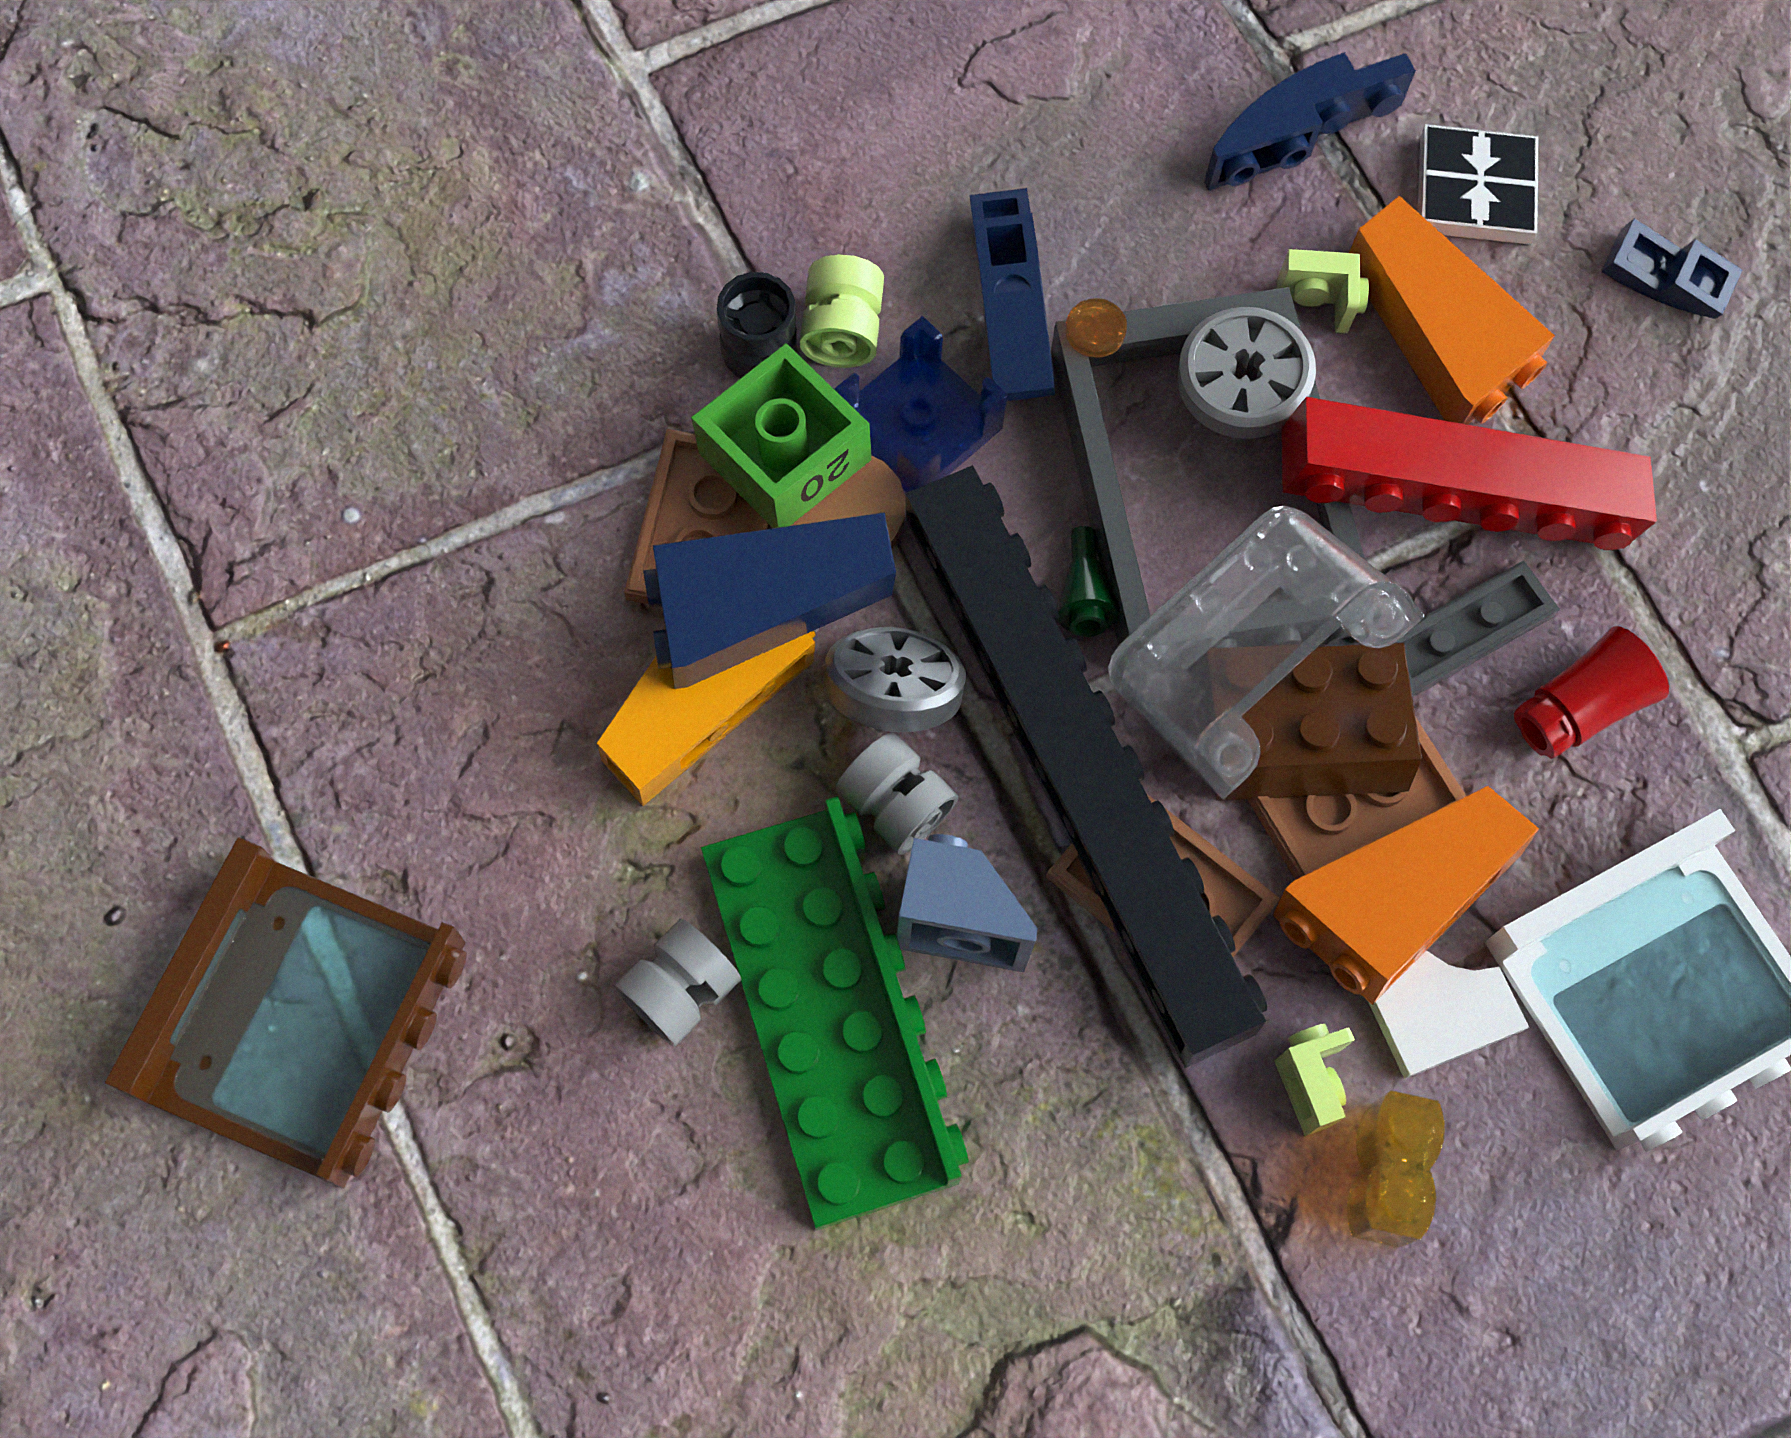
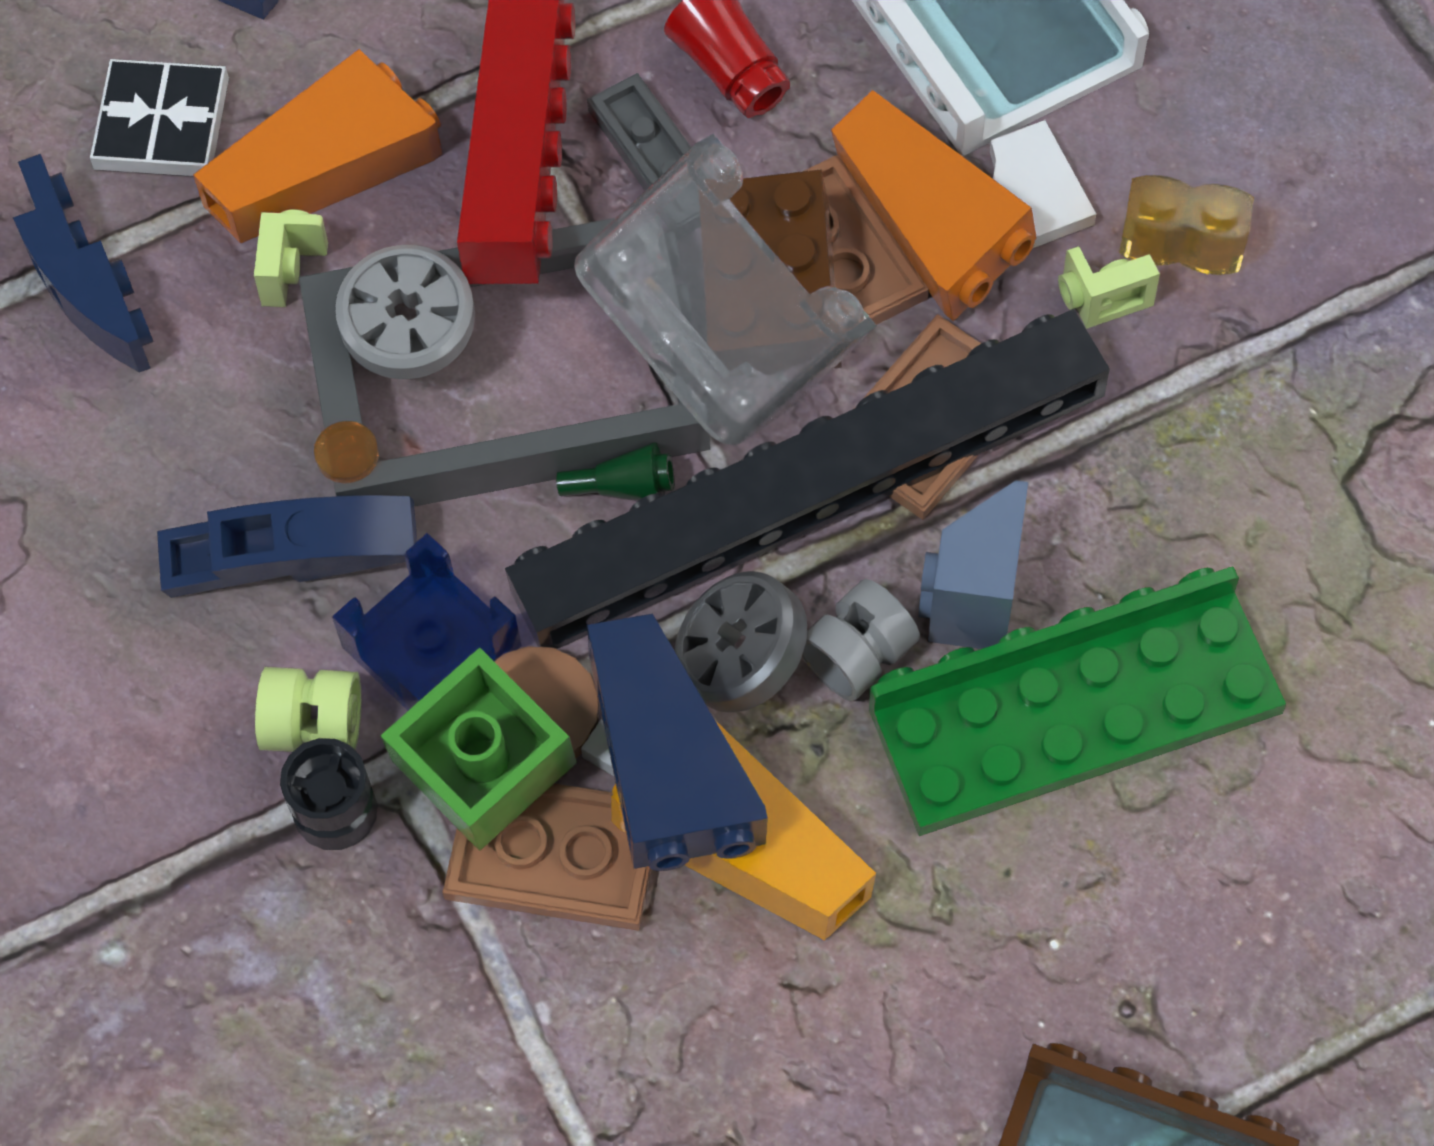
camera: 85 degrees left, 5 degrees down
(677, 982) = (1067, 835): light grey wheel -> none

